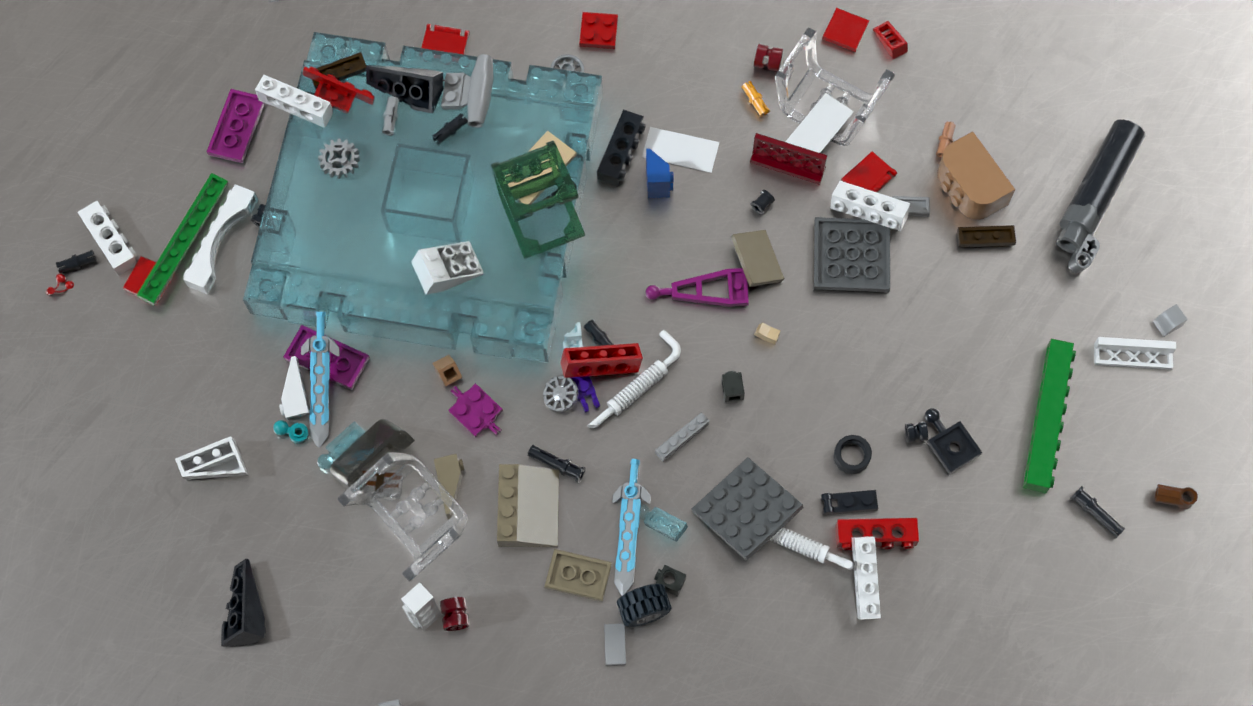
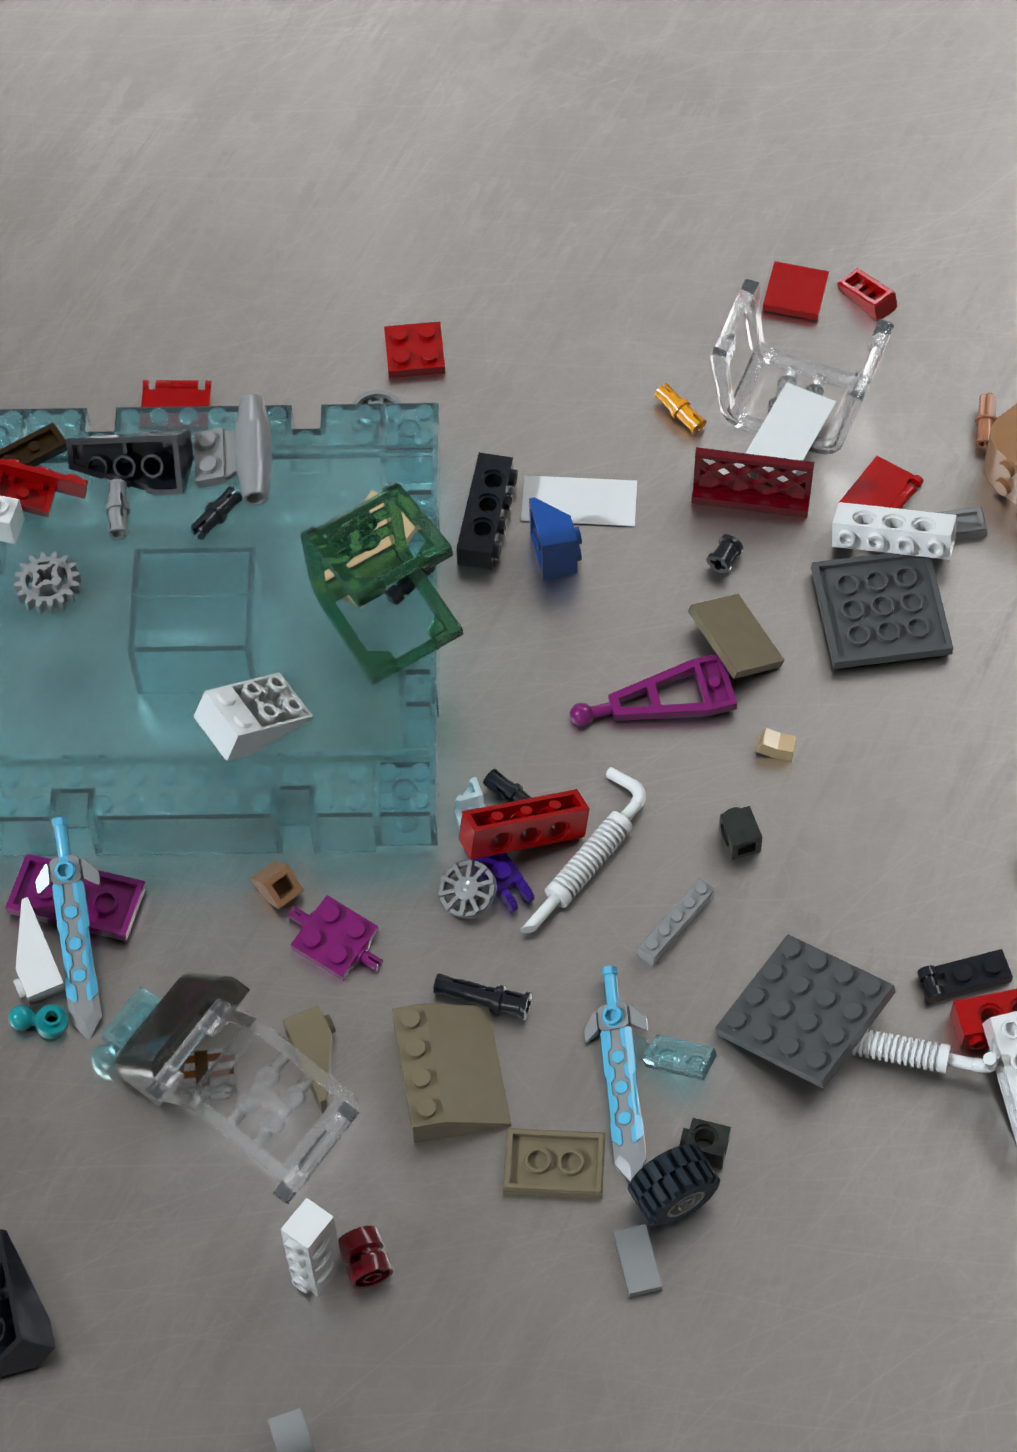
camera: 10 degrees left, 10 degrees down
(775, 57) = (697, 345): dark red wheel -> none
(852, 439) = (959, 881): black tyre -> none

